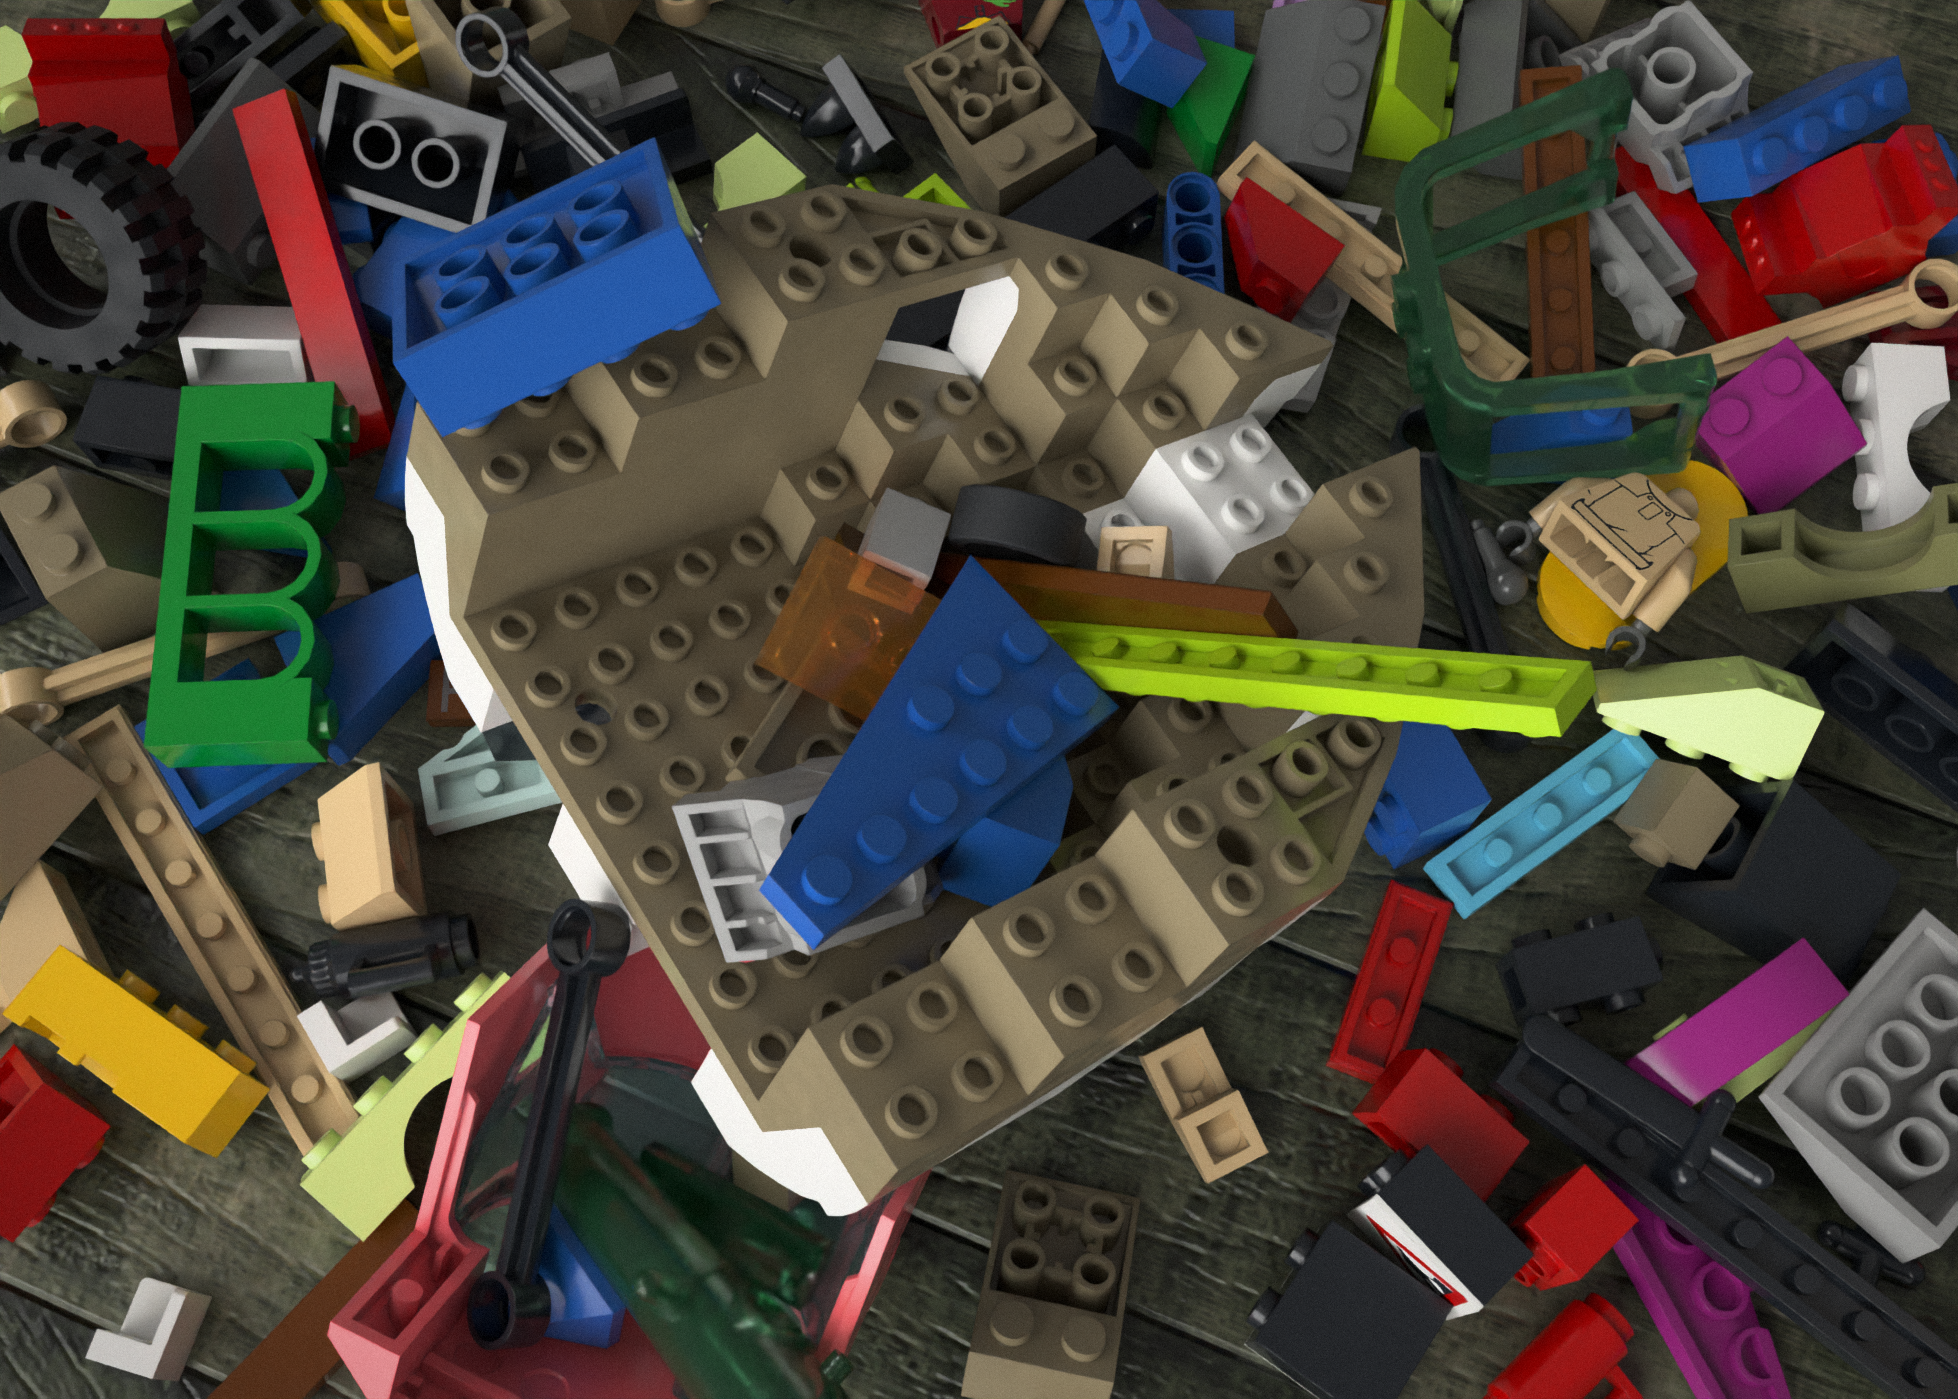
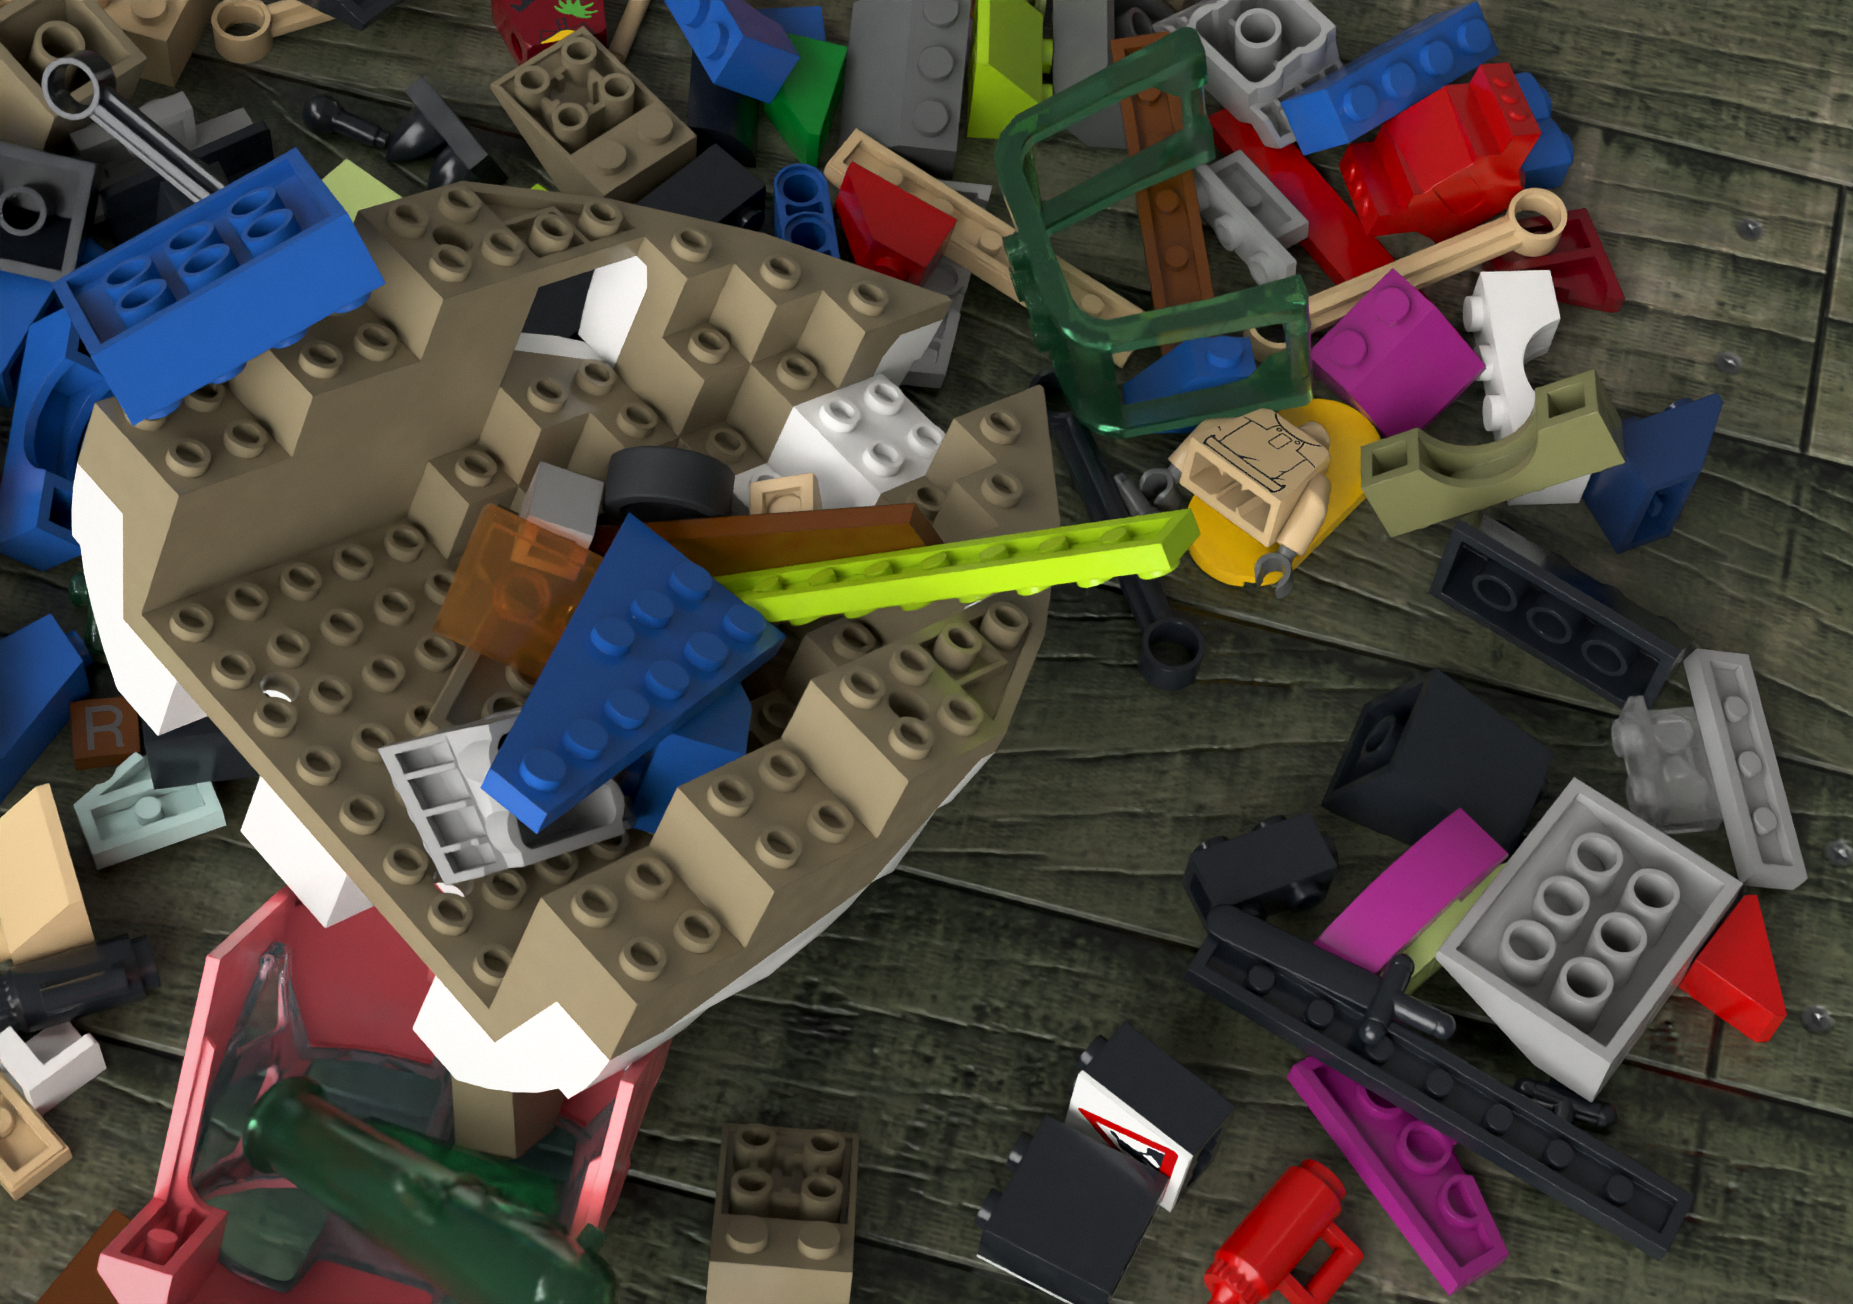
camera: 15 degrees left, 10 degrees down
(365, 1168) = (81, 1177): yellowish green arch -> none
(548, 1126) = (279, 1078): black piece -> none
(581, 1298) = (305, 1241): blue slope -> none
(1203, 1104) = (908, 1039): tan slope -> none
(1389, 981) = (1081, 912): red tile -> none
(1426, 796) = (1092, 720): blue slope -> none
(1427, 1103) = (1131, 992): red brick -> none
(1540, 822) = (1214, 744): medium azure plate -> none
(1568, 1228) = (1270, 1097): red brick -> none
(1675, 815) = (1336, 722): dark tan brick -> none
(1718, 707) = (1371, 617): yellowish green slope -> none

